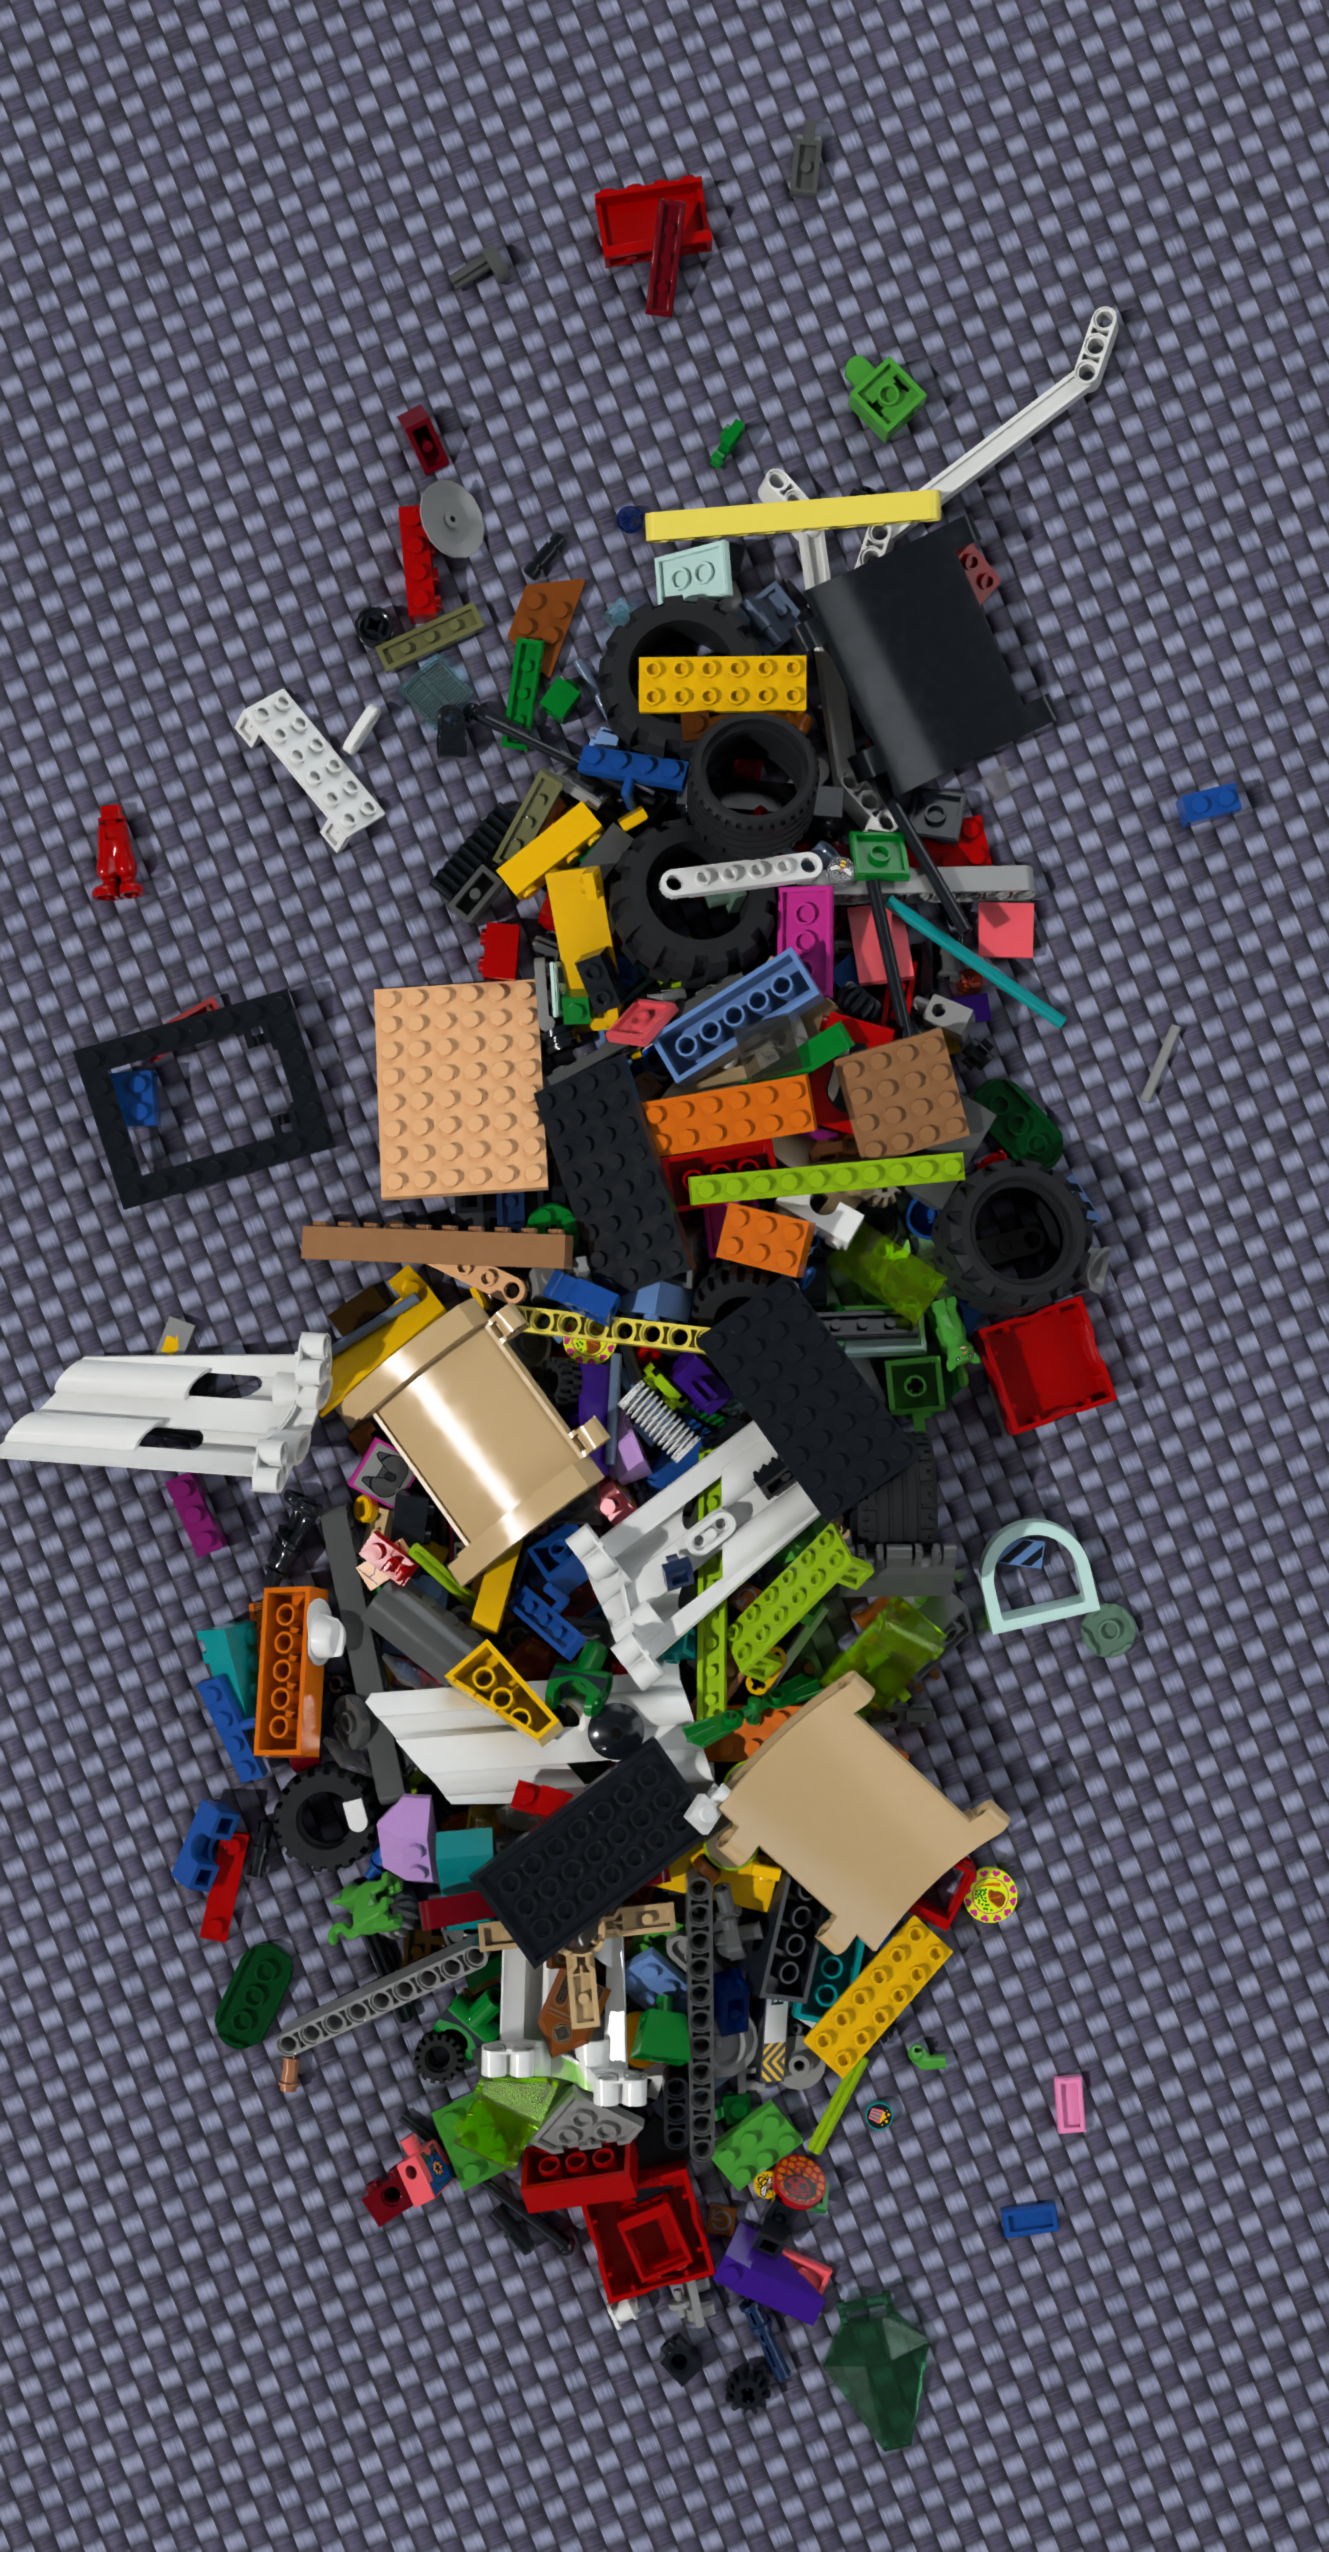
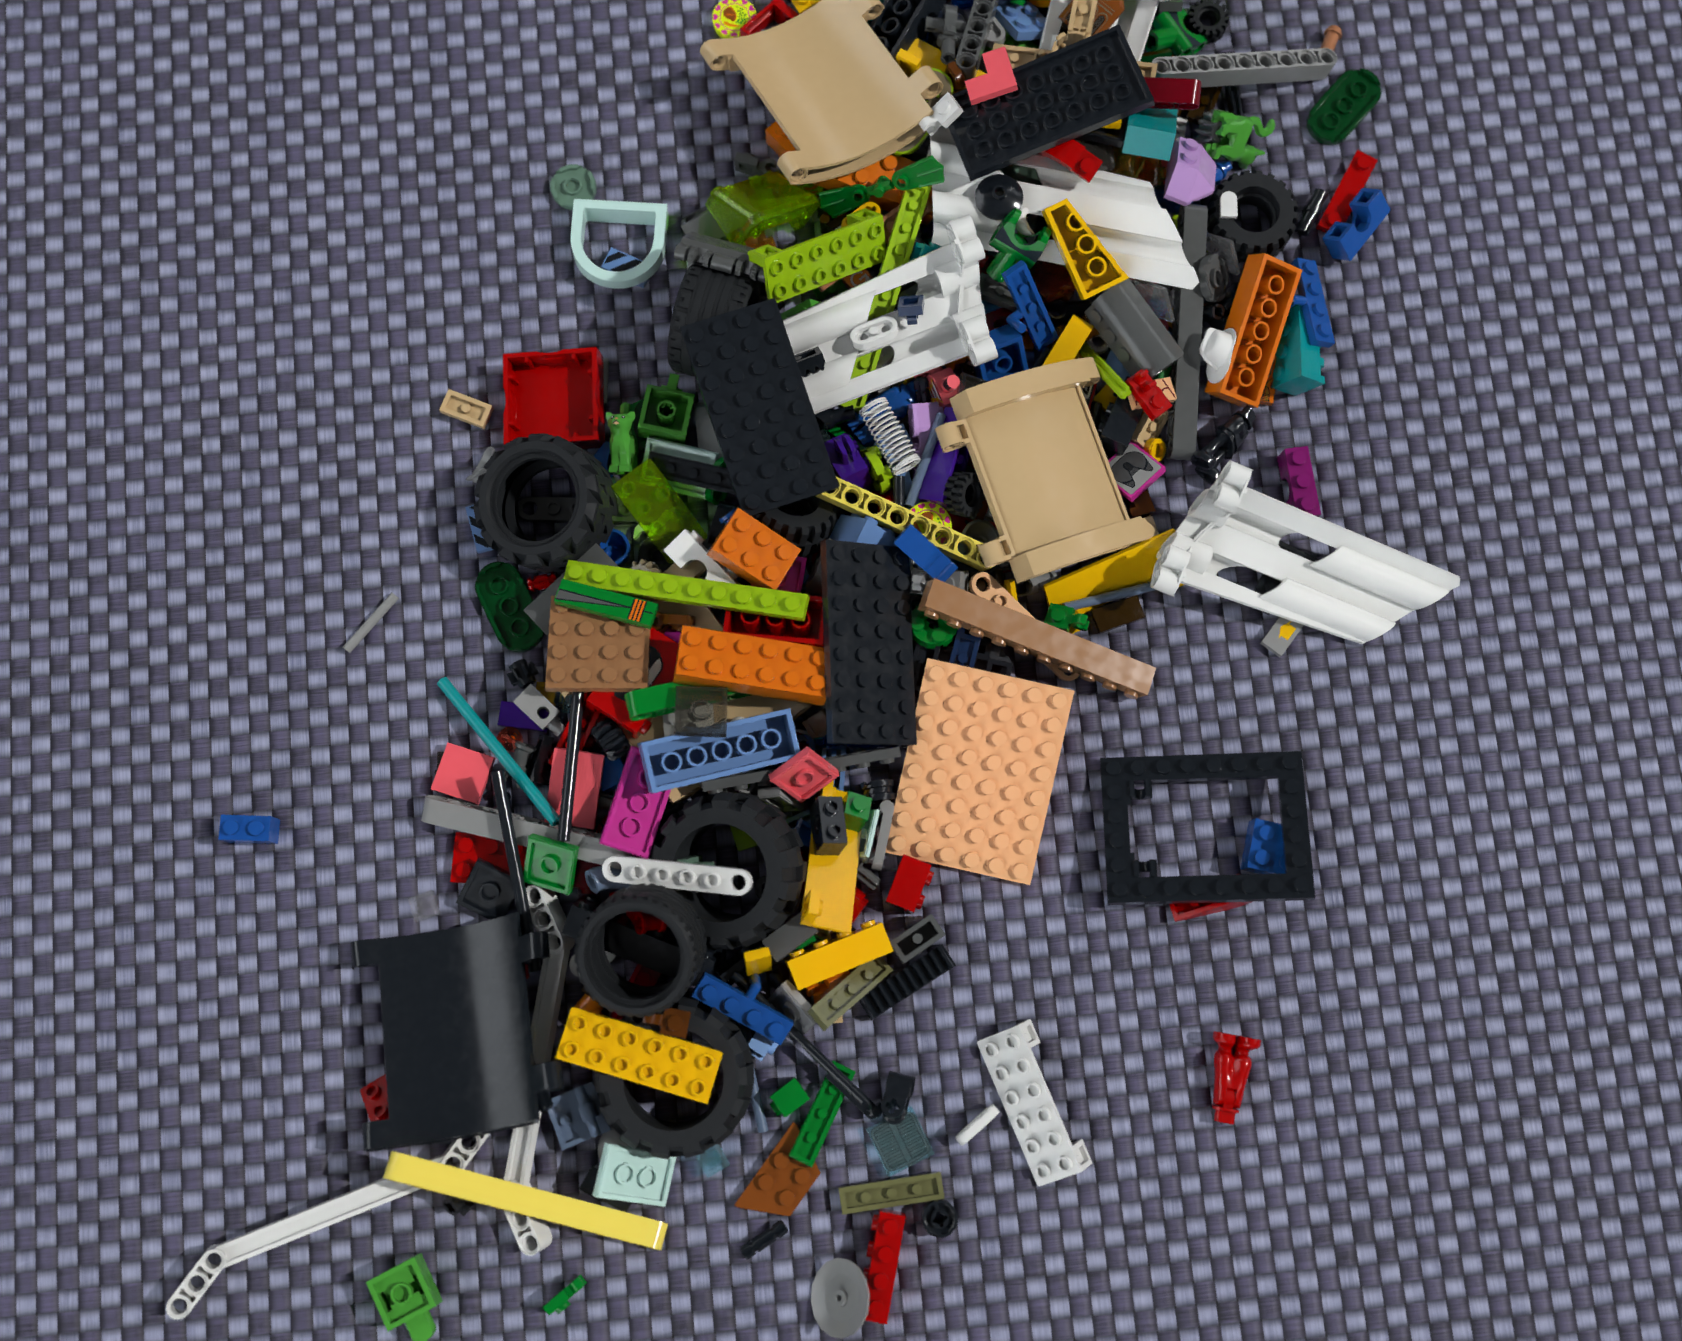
camera: 170 degrees left, 10 degrees down
(416, 1280) = (1064, 618): none -> green plate
(629, 519) = (676, 1250): clear blue plate -> none
(654, 1865) = (996, 82): none -> coral tile
(840, 871) = (588, 858): clear tile -> none
(907, 1139) = (606, 603): none -> green tile
(1138, 1330) = (466, 409): none -> tan plate

